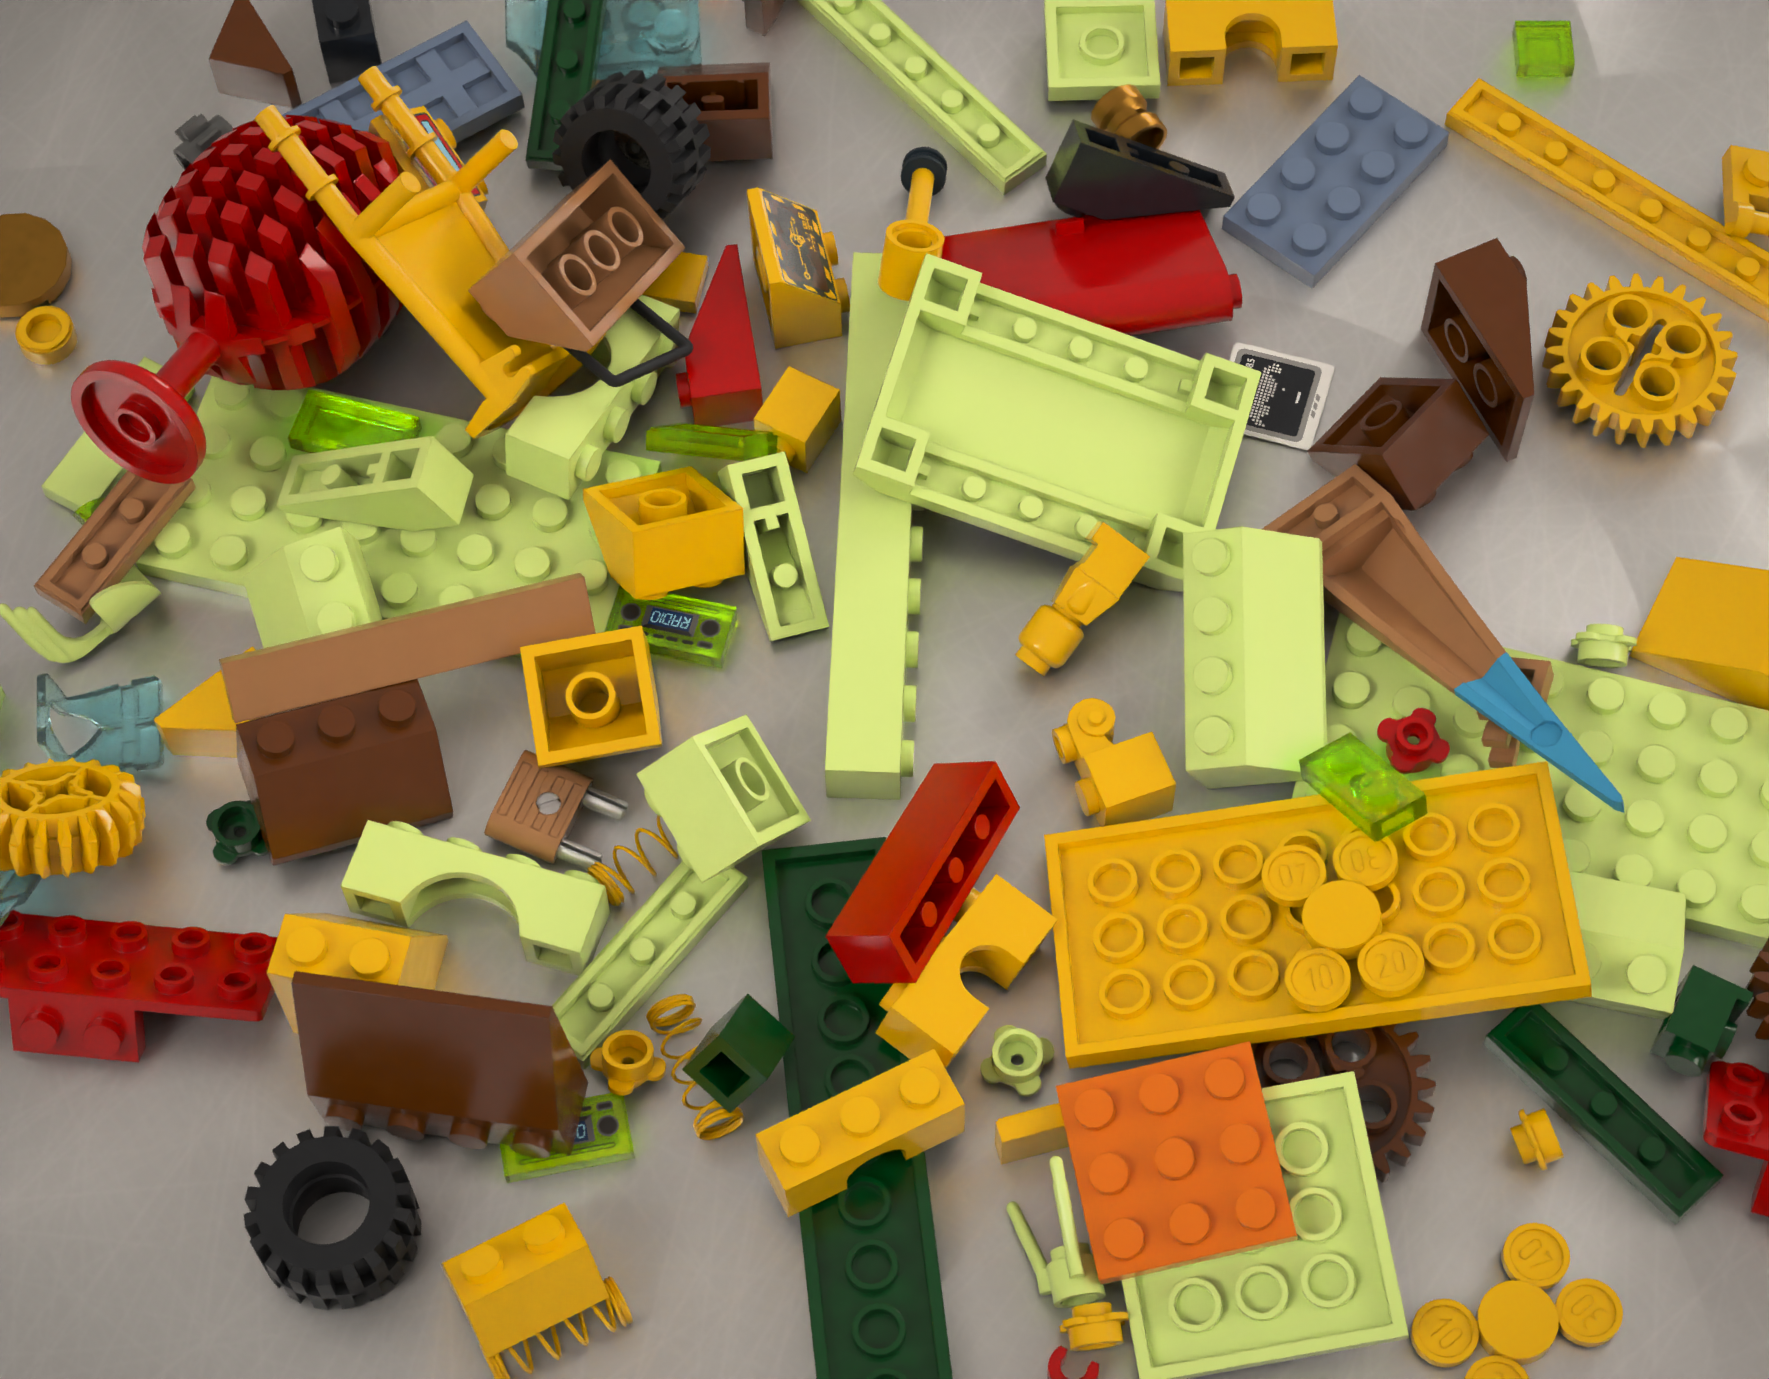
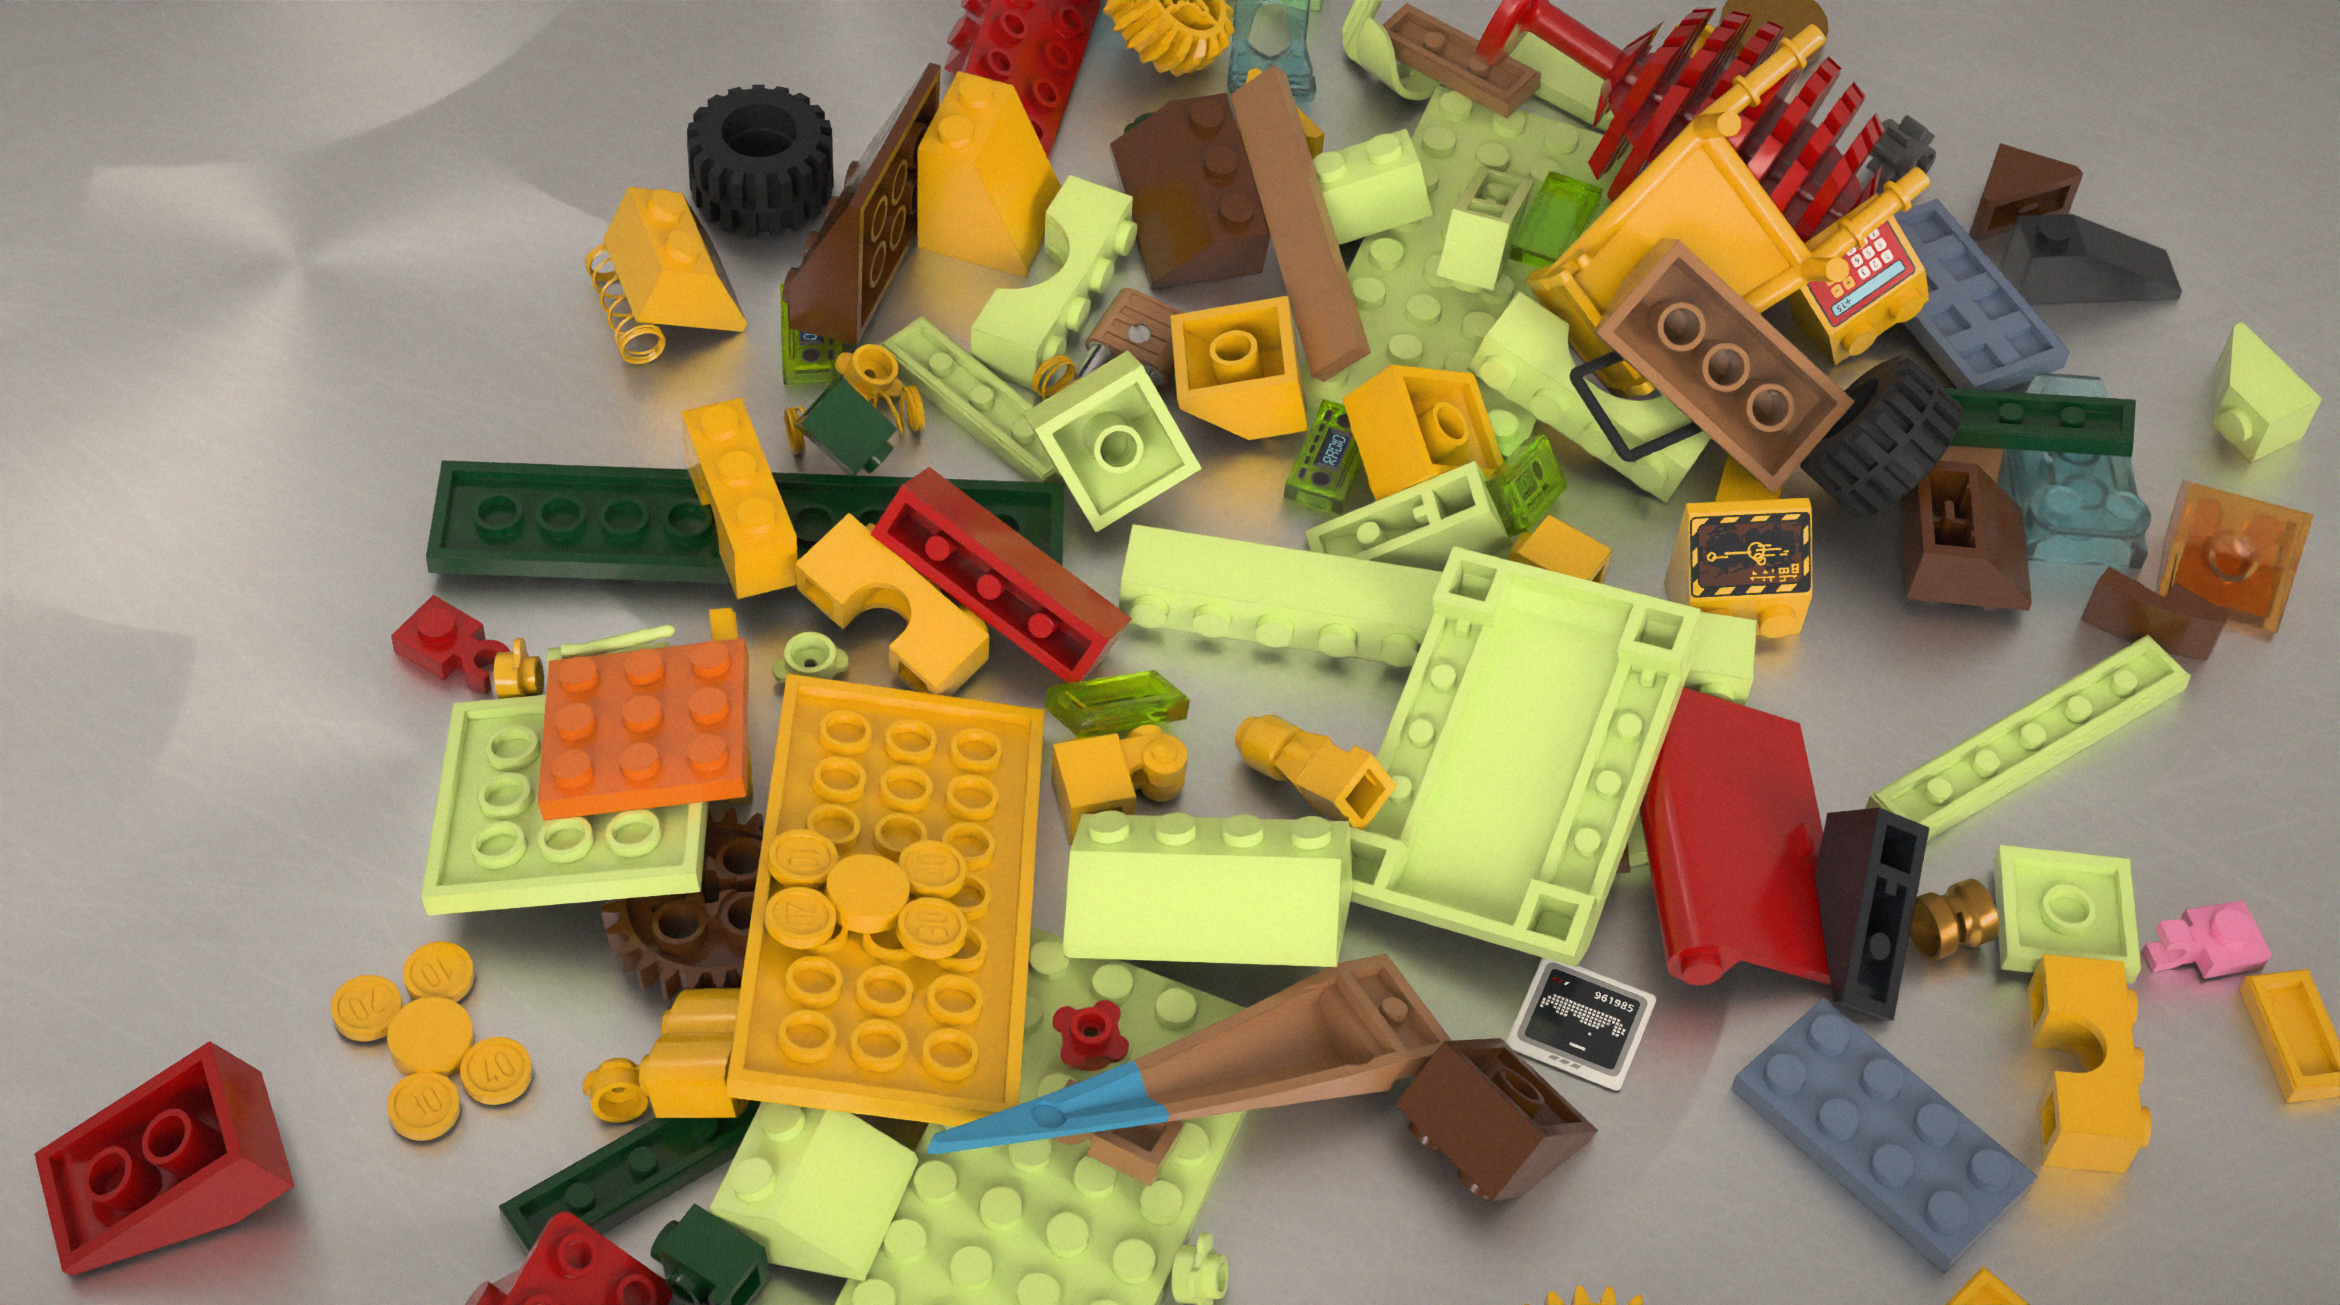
camera: 90 degrees right, 10 degrees down
(723, 367) = (1631, 511): red slope -> none
(910, 239) = (1737, 637): yellow piece -> none
(1032, 769) = (1116, 703): none -> clear neon green tile
(1363, 787) = (1022, 945): clear neon green plate -> none
(1482, 335) = (1612, 1212): reddish brown slope -> none
(1500, 1054) = (692, 1057): none -> yellow brick

